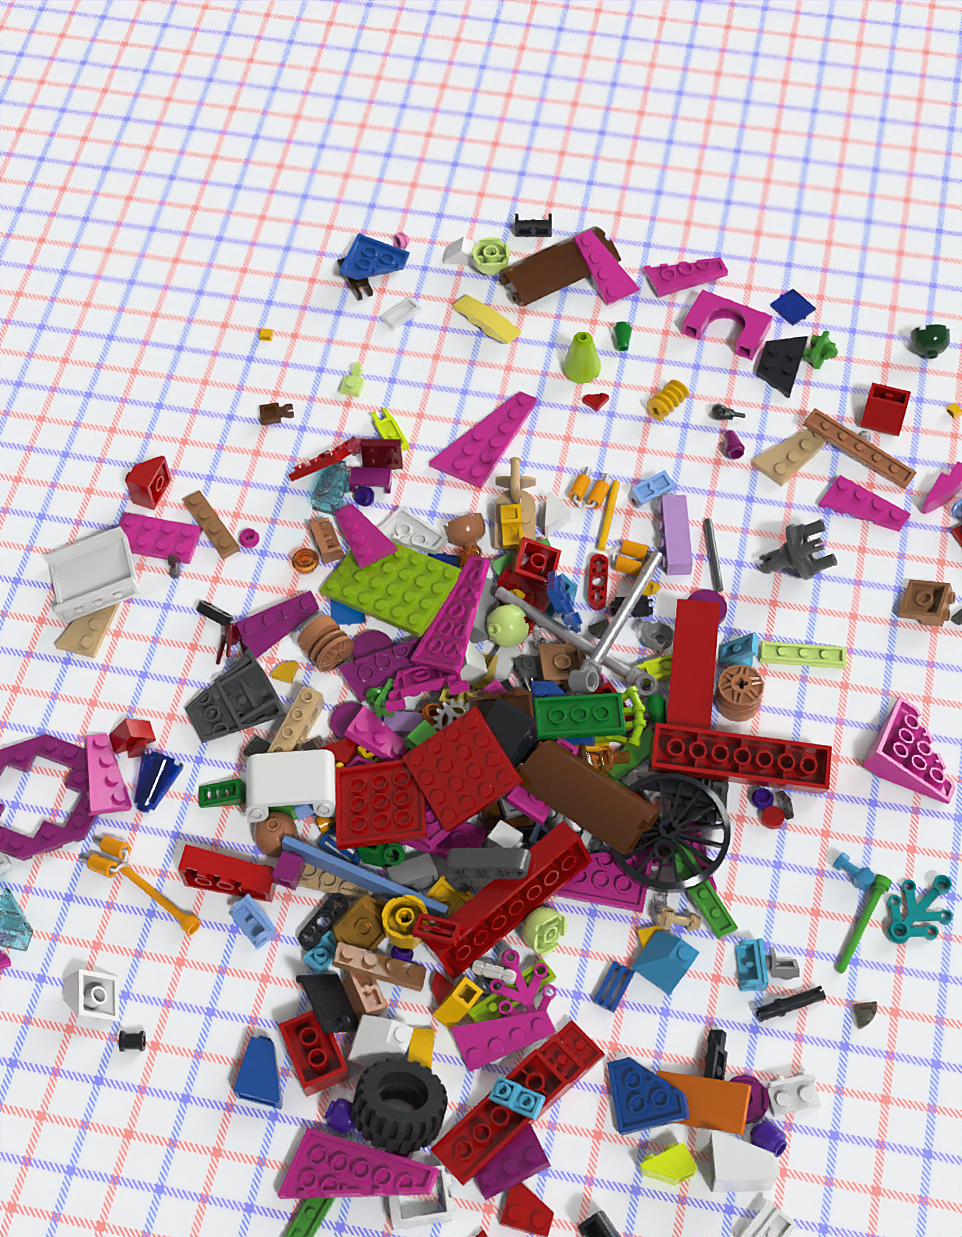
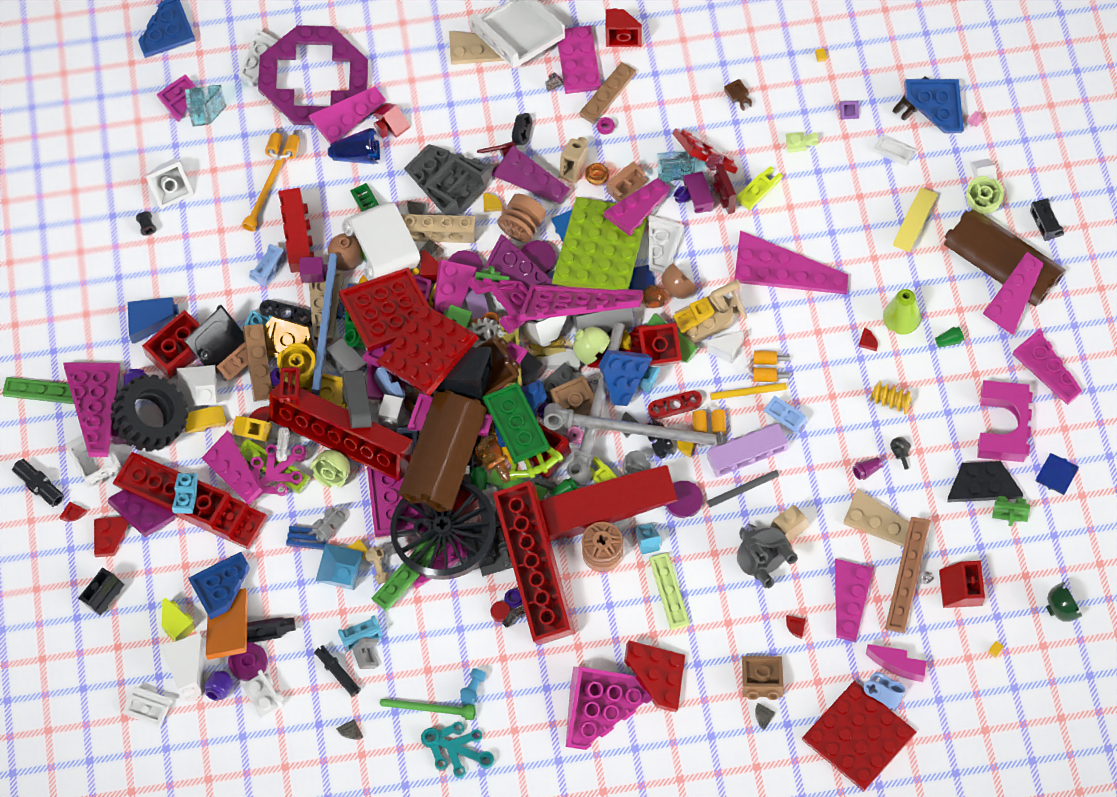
camera: 70 degrees right, 5 degrees up
(277, 575) = (575, 151): none -> tan torso
(338, 332) = (849, 110): none -> medium lavender slope
(471, 837) = (385, 383): none -> light blue slope
(605, 956) = (322, 526): none -> light grey hinge
(772, 520) = (791, 522): none -> tan torso
(878, 559) = (795, 625): none -> red tile
(895, 690) = (657, 672): none -> red plate

